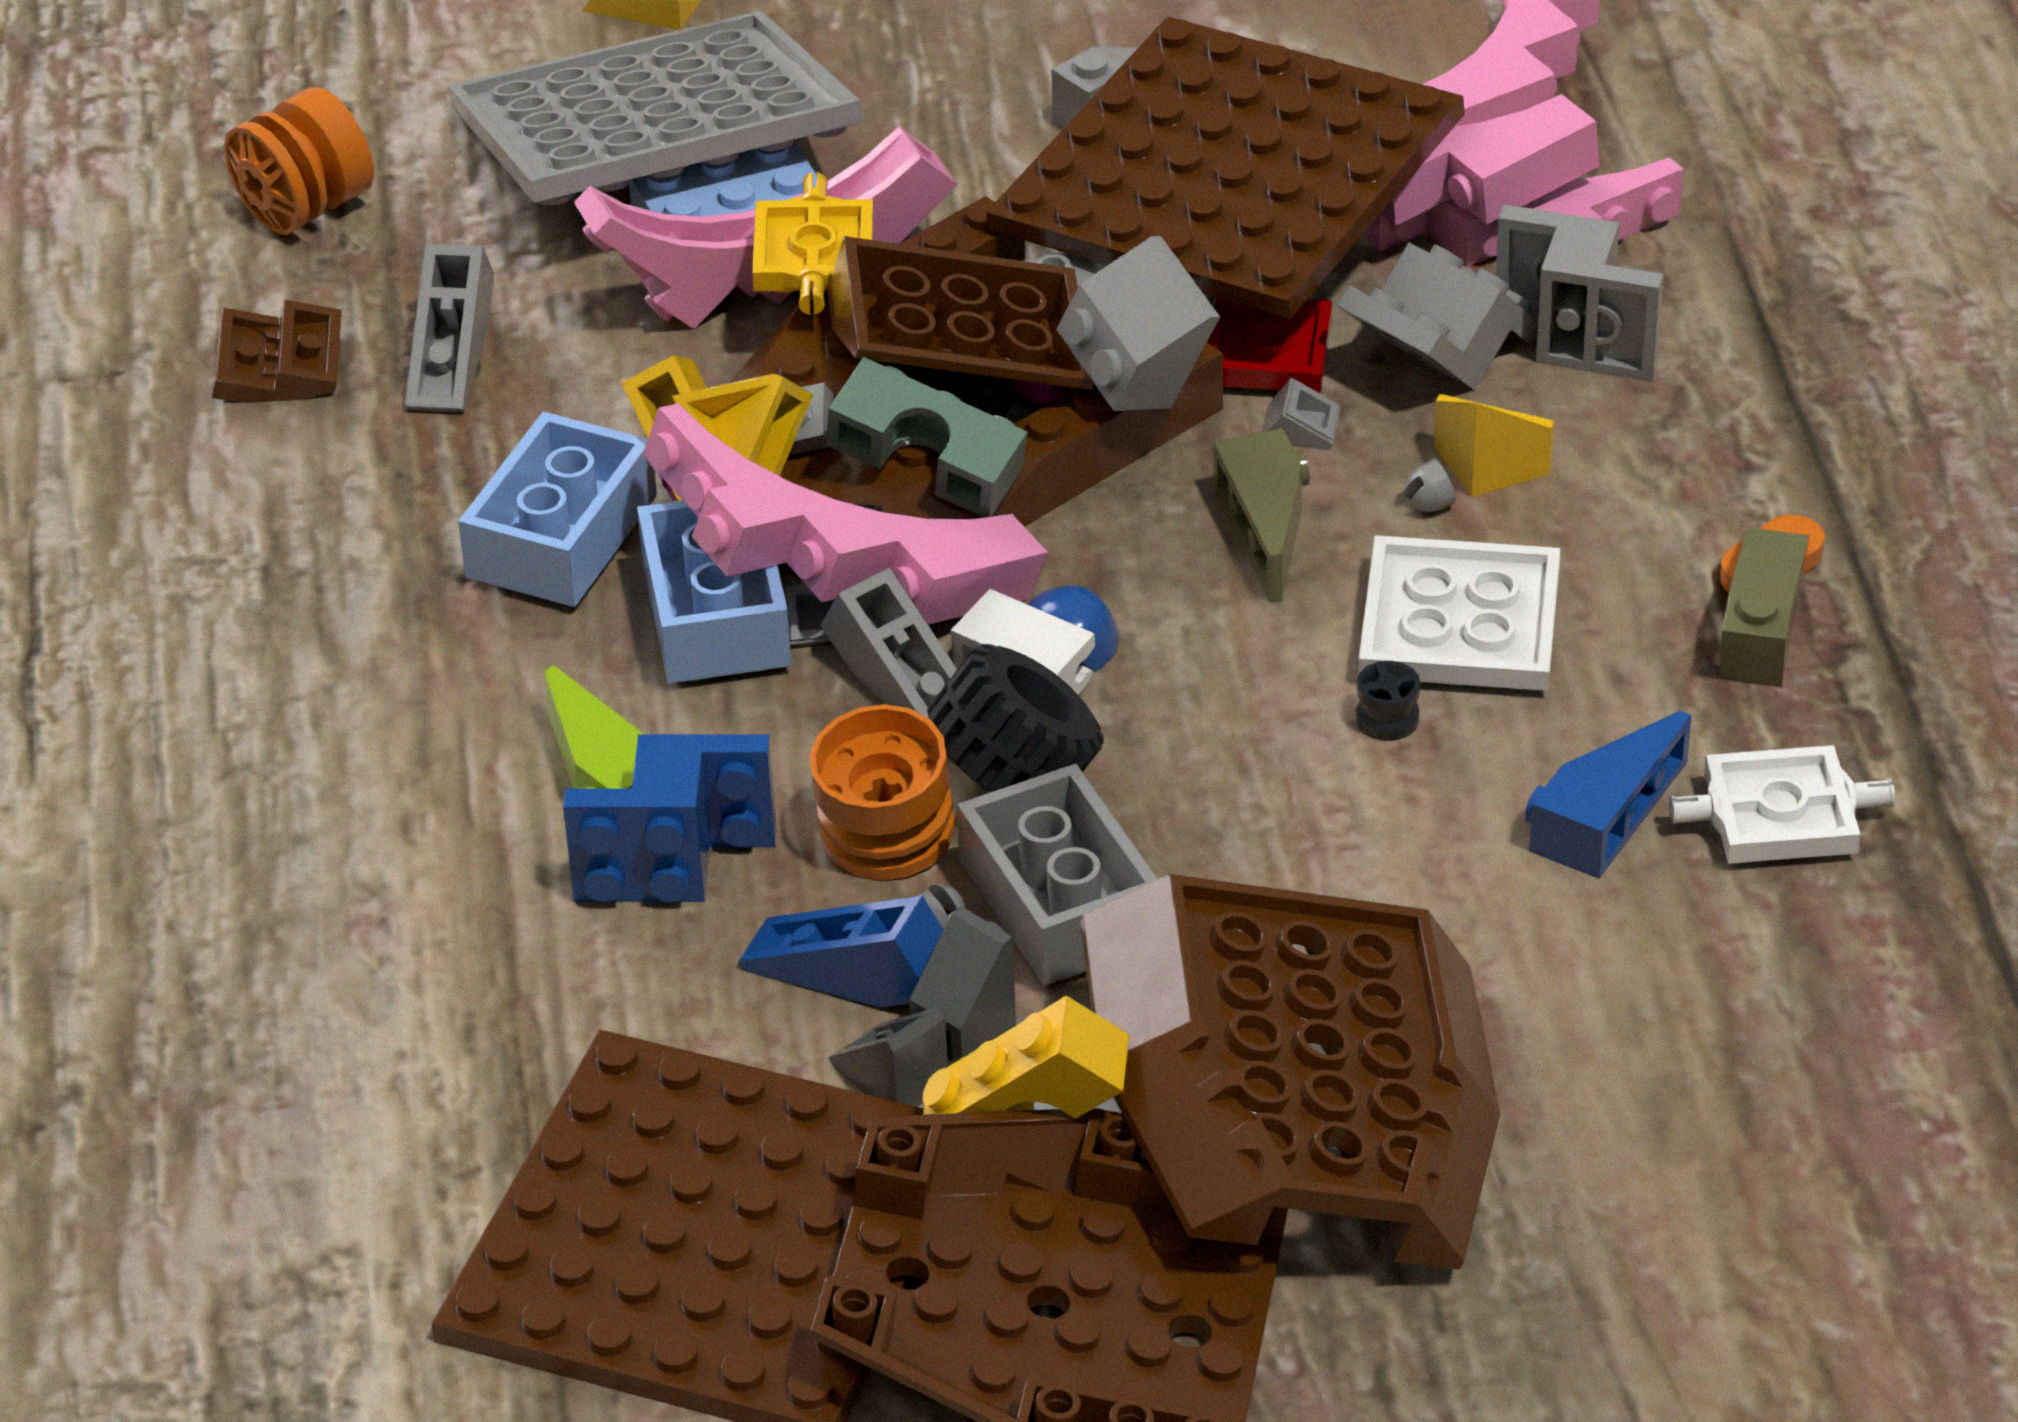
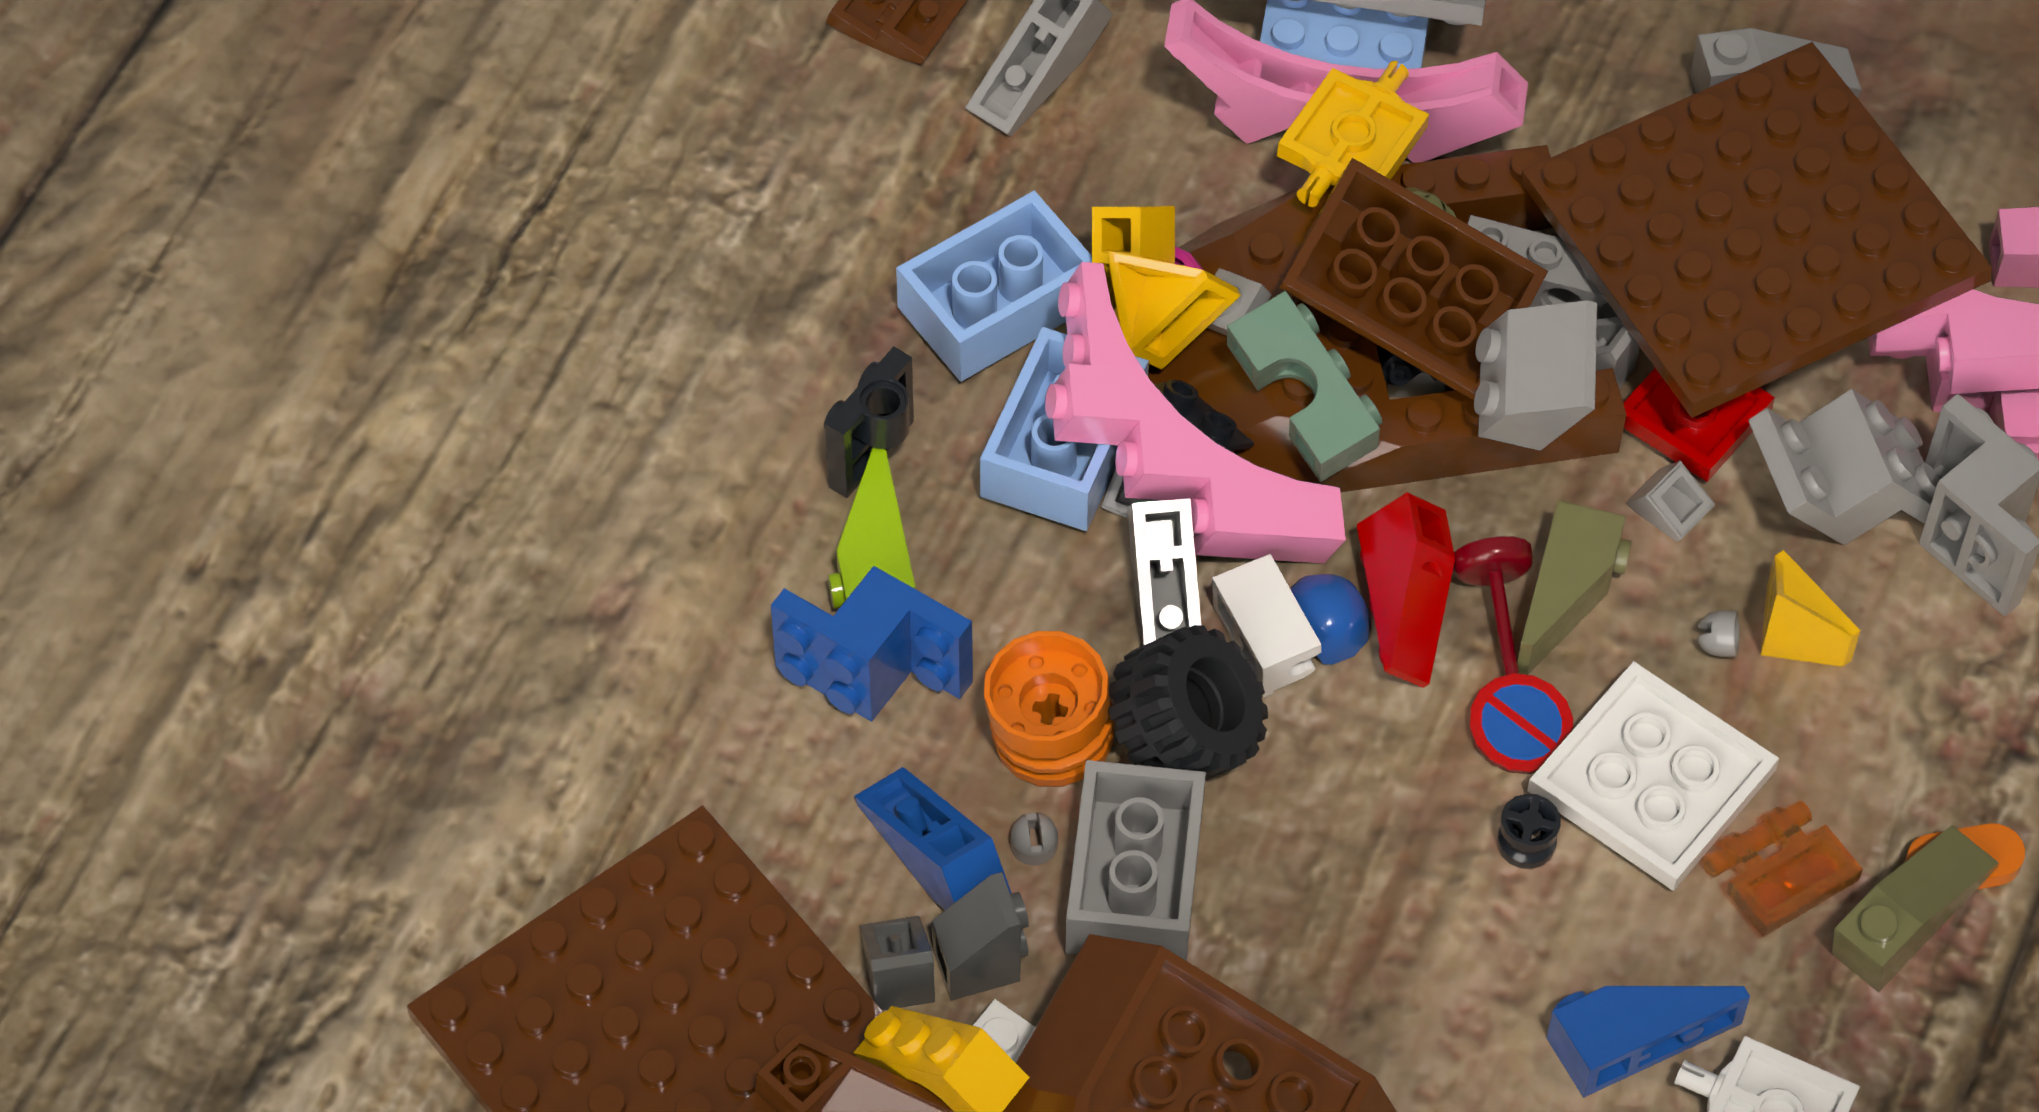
camera: 30 degrees right, 15 degrees up
(531, 641) = (871, 417): none -> black plate
(1126, 557) = (1408, 579): none -> red slope
(1295, 627) = (1517, 715): none -> piece
(1644, 632) = (1790, 881): none -> clear orange plate

